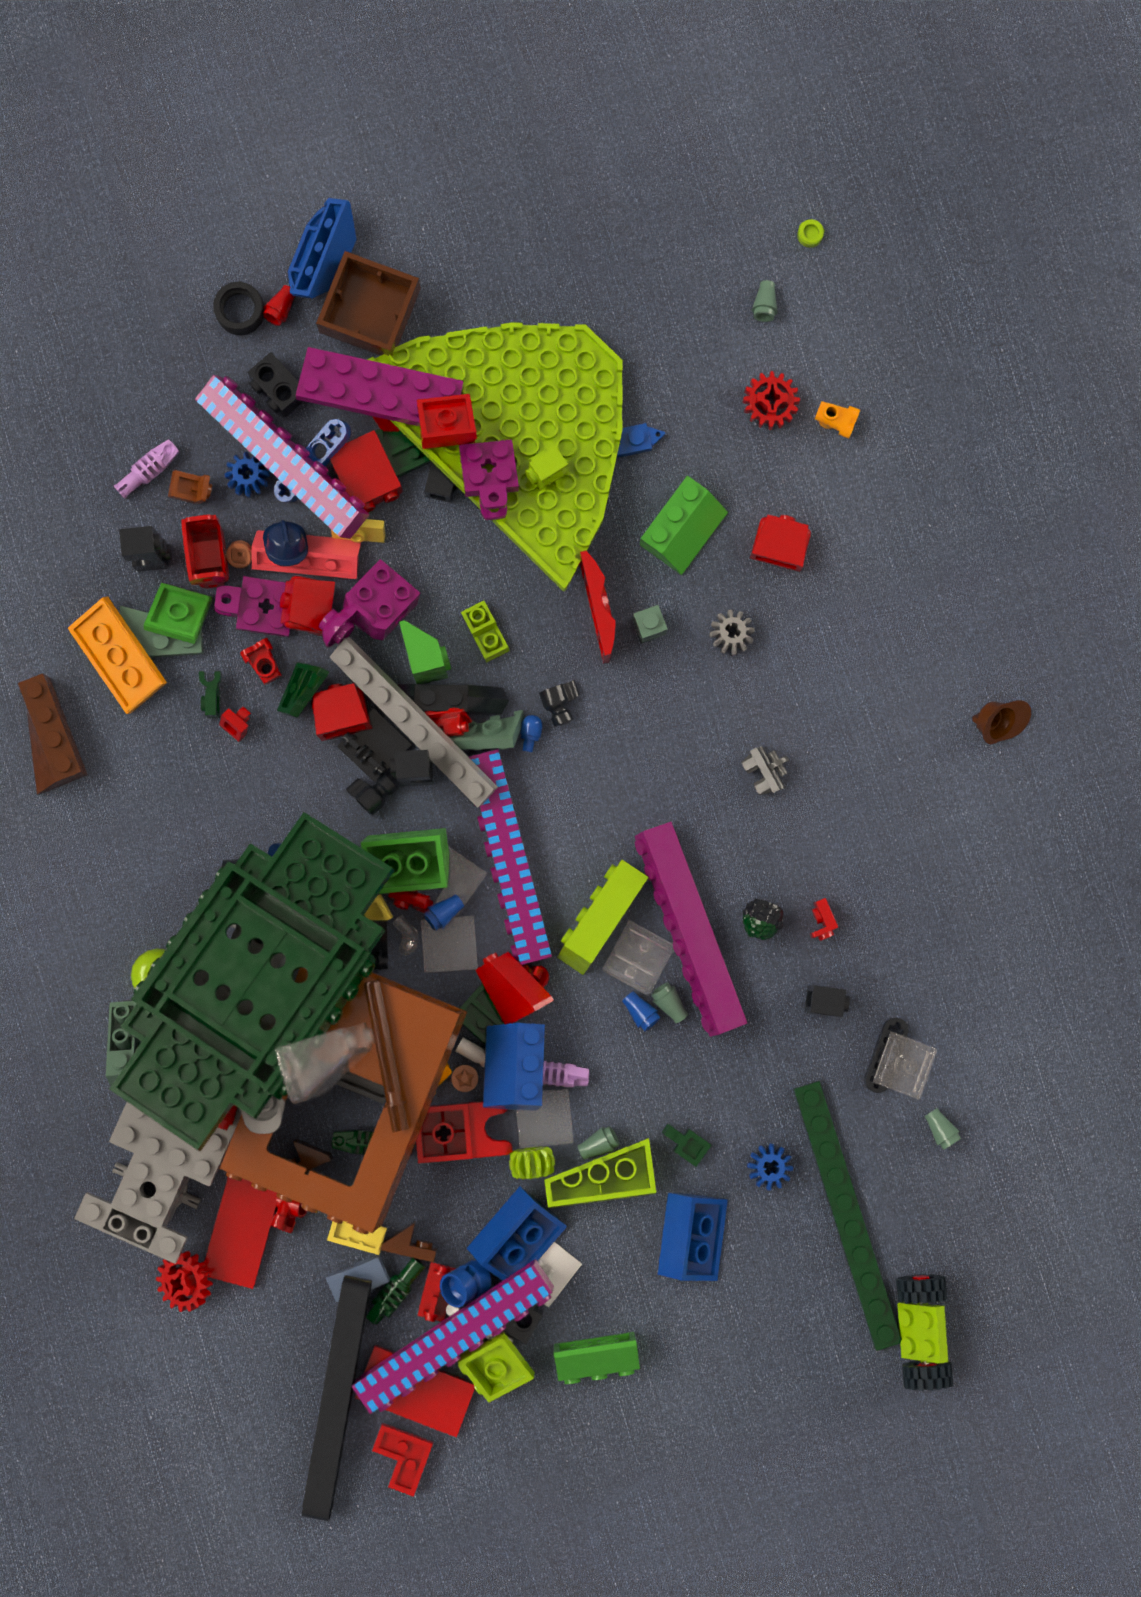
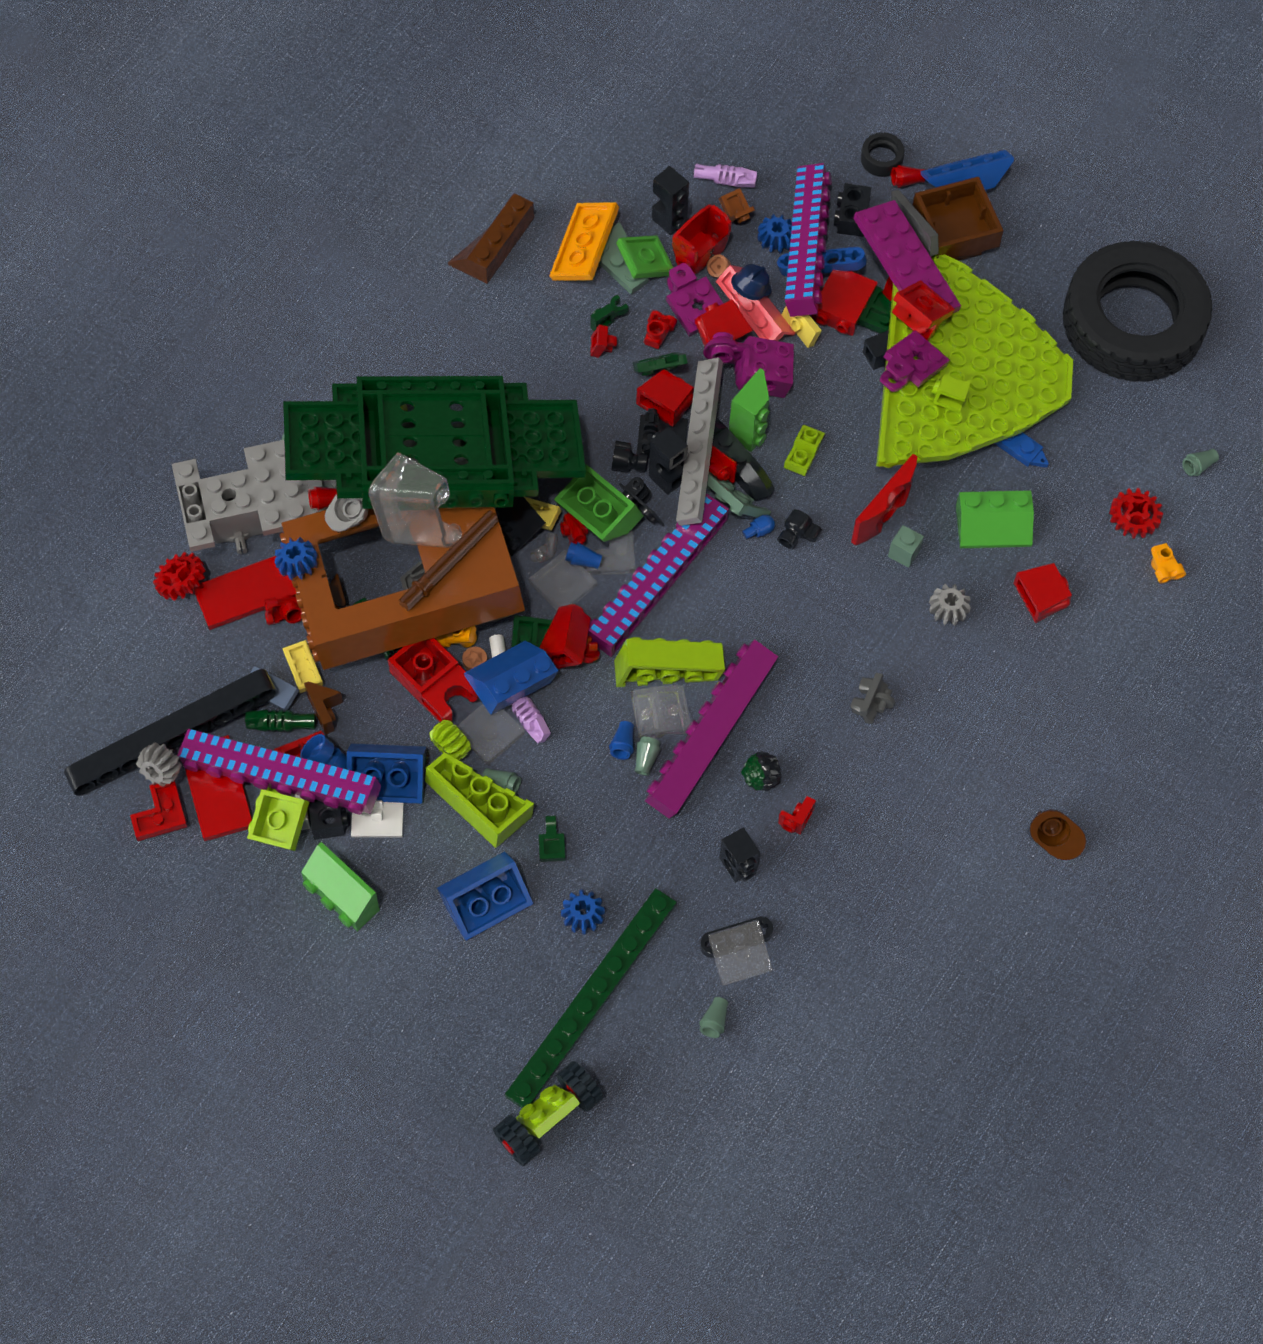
camera: 55 degrees right, 20 degrees down
(282, 1193) = (295, 558): none -> blue gear
(342, 345) = (922, 228): none -> dark grey tile
(365, 1434) = (158, 764): none -> light grey gear
(421, 822) = (639, 494): none -> black hinge
(593, 169) = (1149, 268): none -> black tyre

